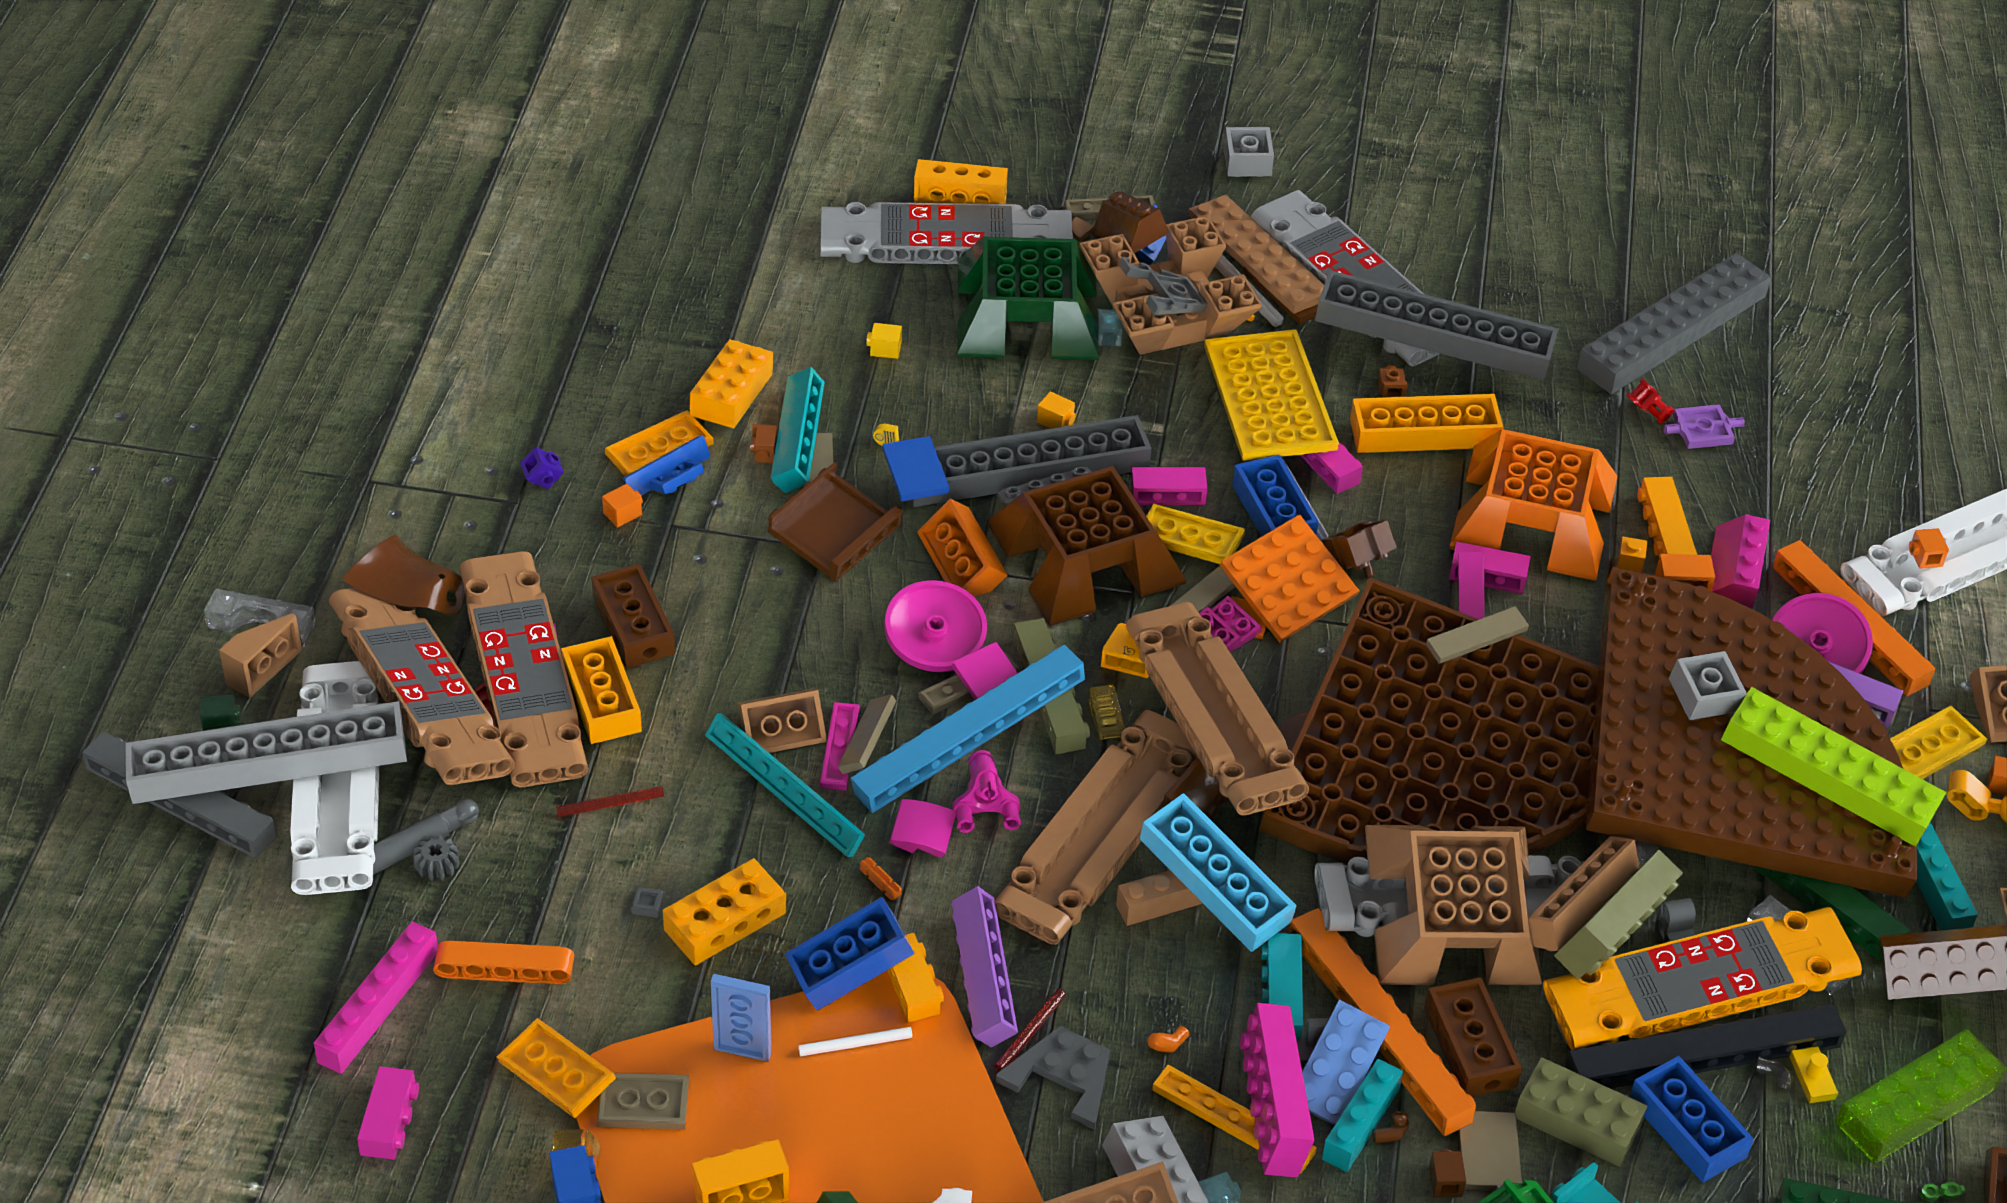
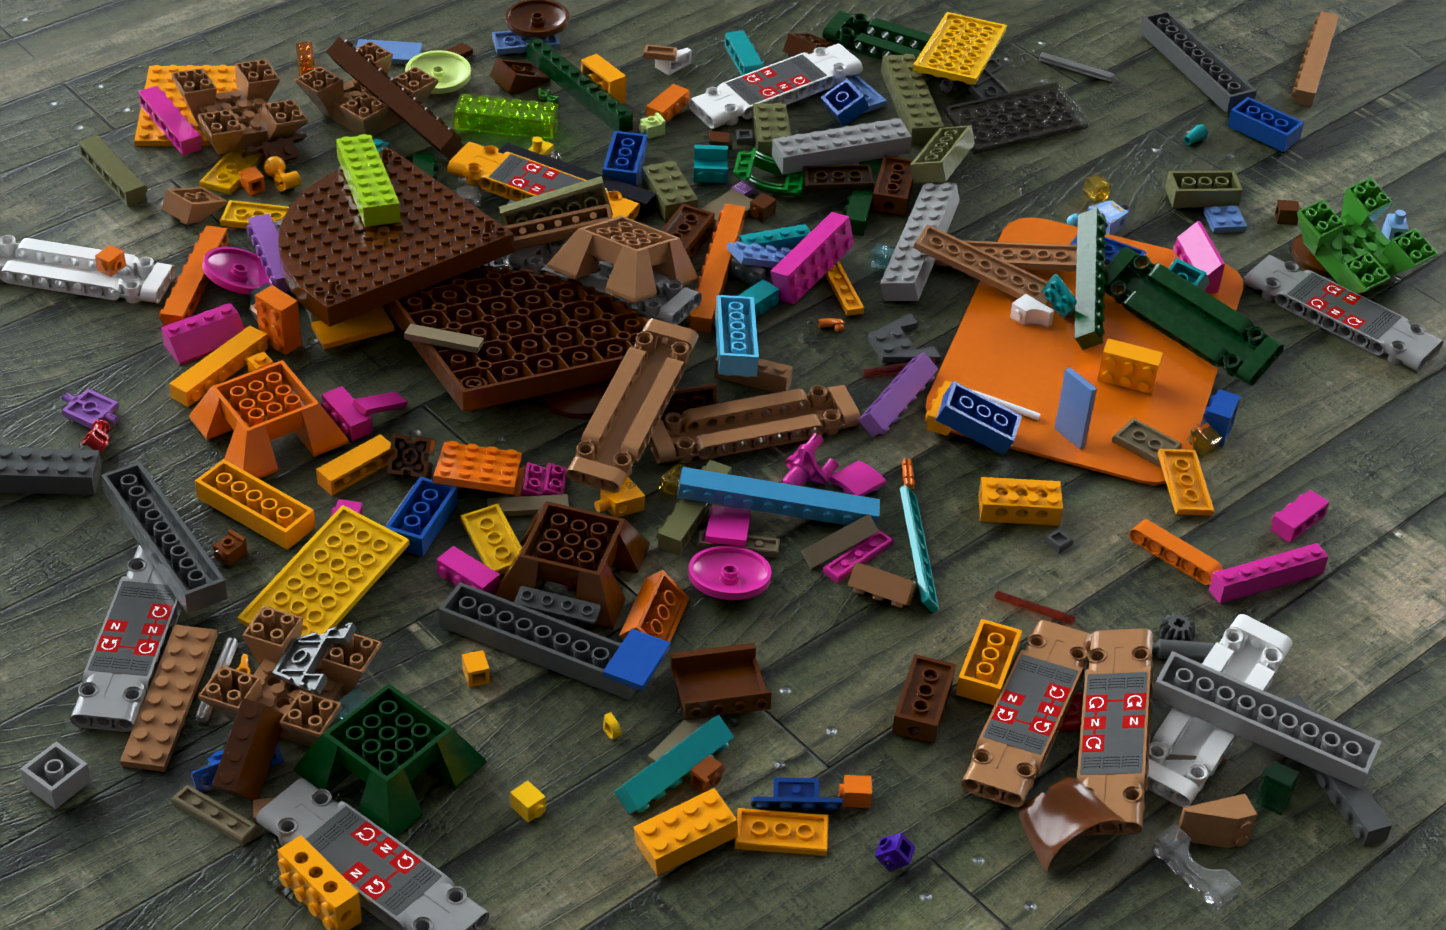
camera: 140 degrees left, 5 degrees down
(1406, 521) = (354, 465): none -> light orange brick
(1707, 685) = (380, 225): light grey brick -> none

